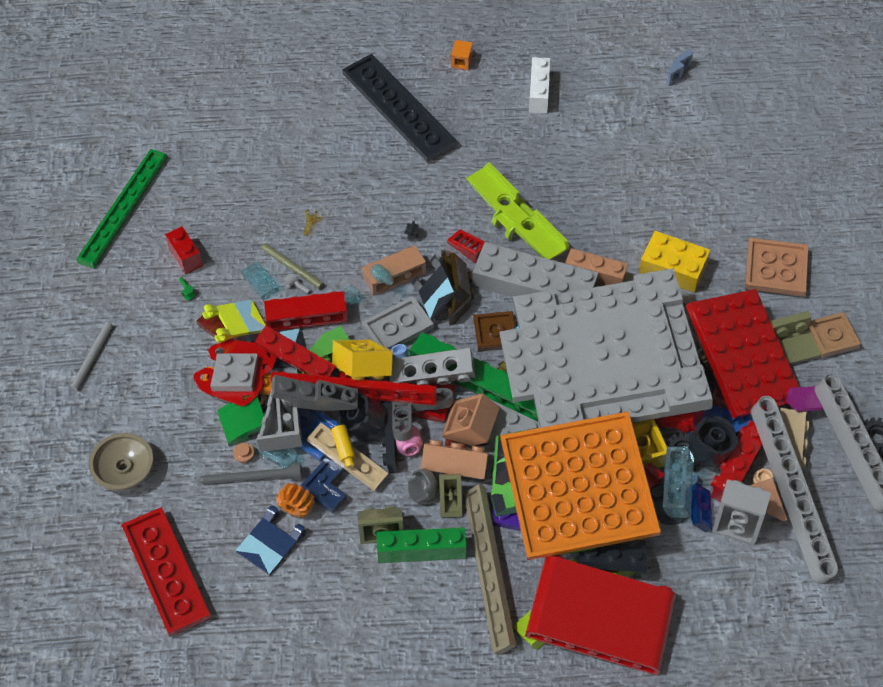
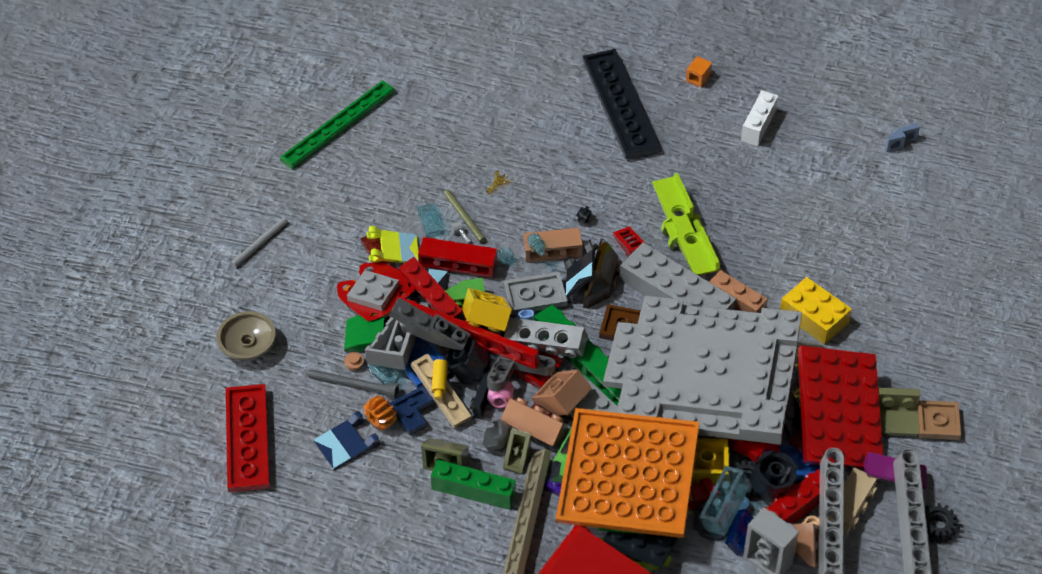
camera: 20 degrees right, 5 degrees down
(183, 250) = (374, 175): red brick -> none
(188, 292) = (363, 212): green hand -> none
(776, 267) = (912, 343): nougat plate -> none

